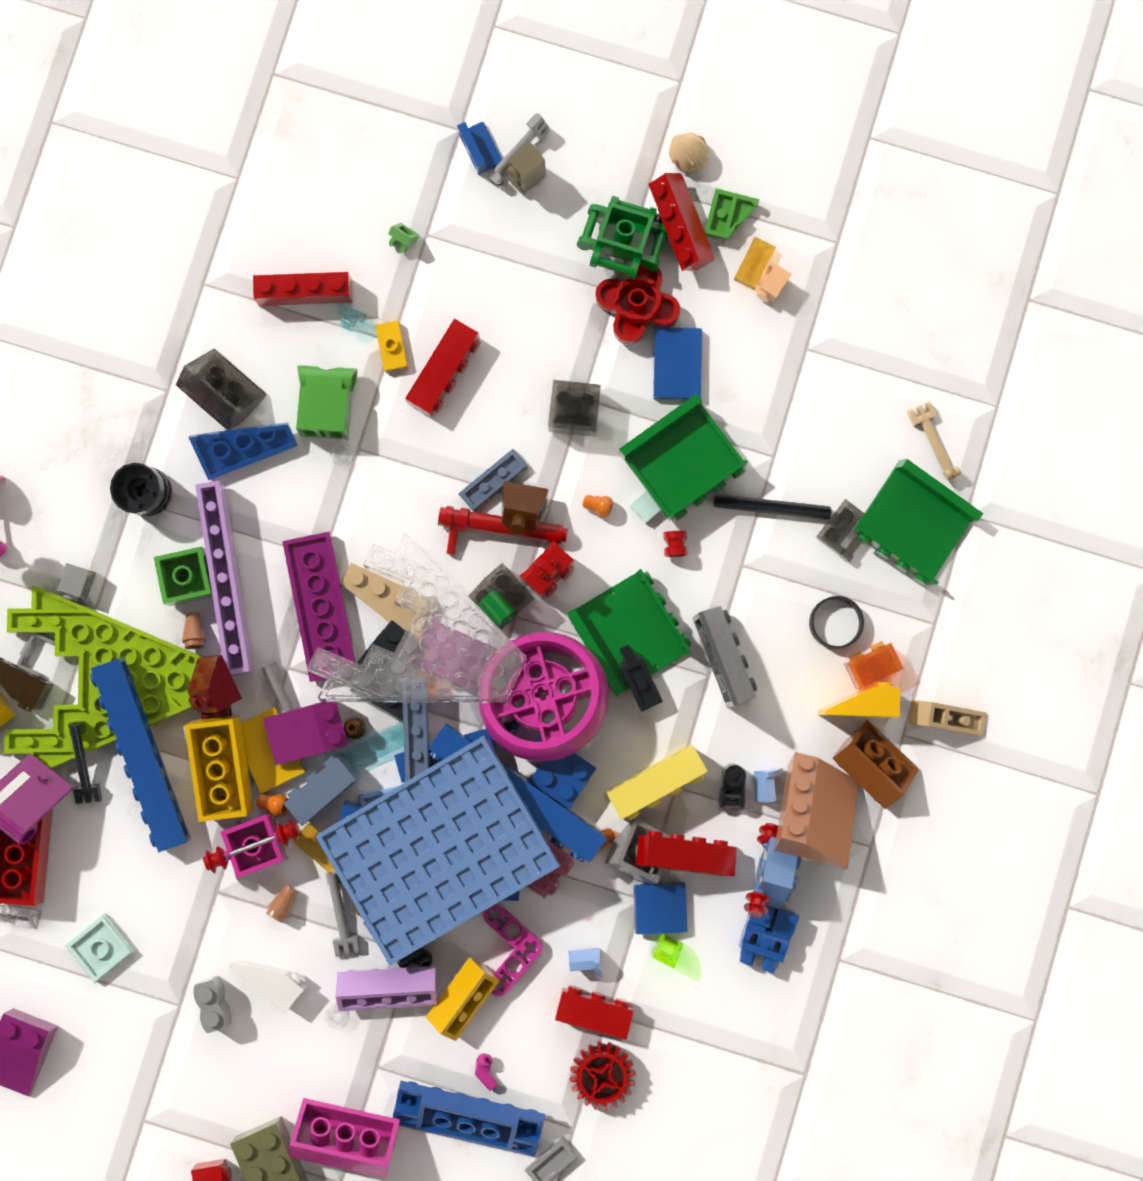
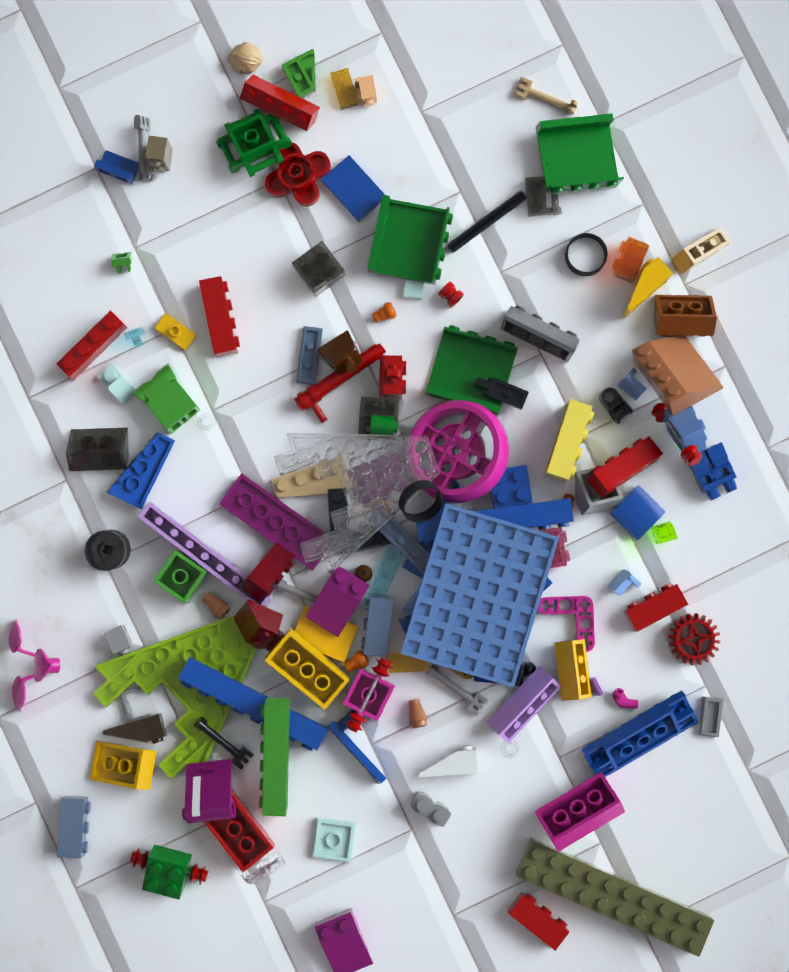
camera: 35 degrees left, 0 degrees up
(113, 823) = (275, 756): none -> bright green brick
(196, 851) = (338, 730): none -> blue piece
(266, 646) = (268, 572): none -> dark red brick
(293, 344) = (117, 384): none -> light aqua slope
(465, 695) = (430, 512): none -> black tyre
(468, 1033) = (595, 687): none -> medium lavender slope

